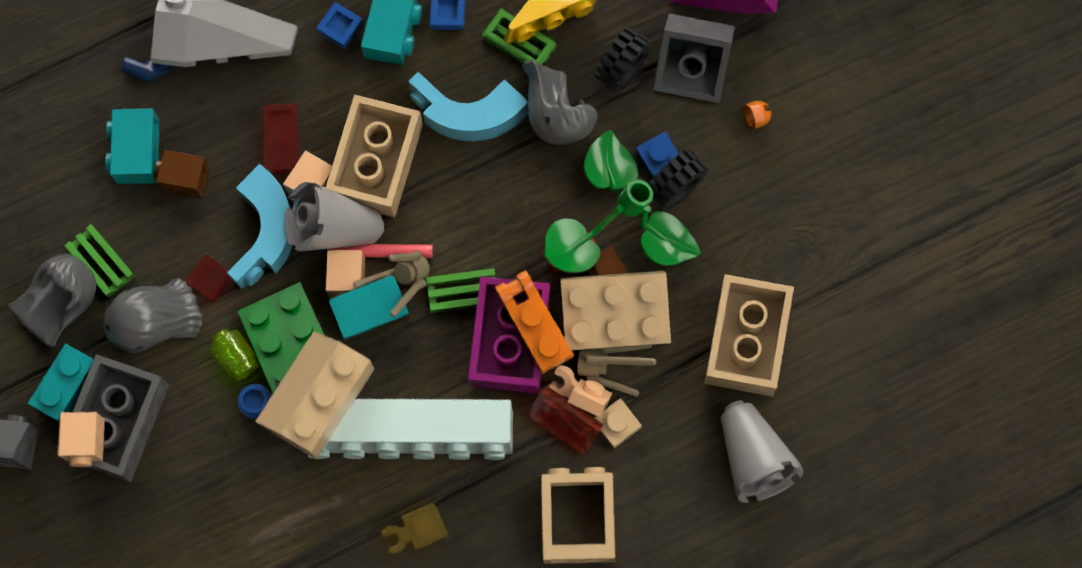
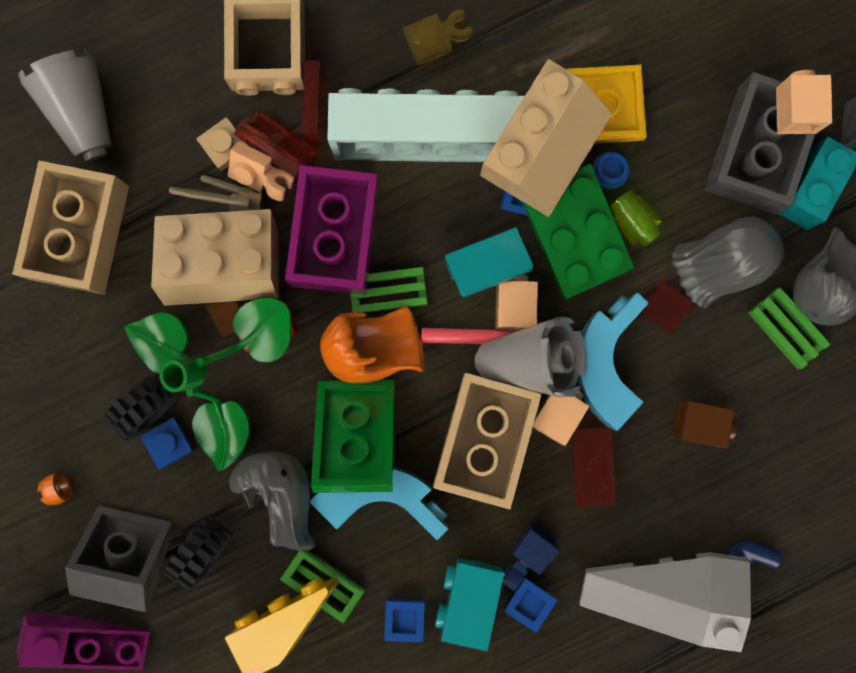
camera: 175 degrees right, 10 degrees up
(133, 145) = (762, 459): teal brick -> none
(255, 466) = (622, 94): none -> yellow tile
(337, 67) = (534, 551): none -> dark blue piece
(410, 270) = (447, 307): dark tan plant -> none
(473, 235) = (372, 348): none -> orange piece
(489, 157) = (354, 437): none -> green plate
(532, 458) = (312, 102): none -> clear red tile
(534, 323) = (301, 231): orange plate -> none

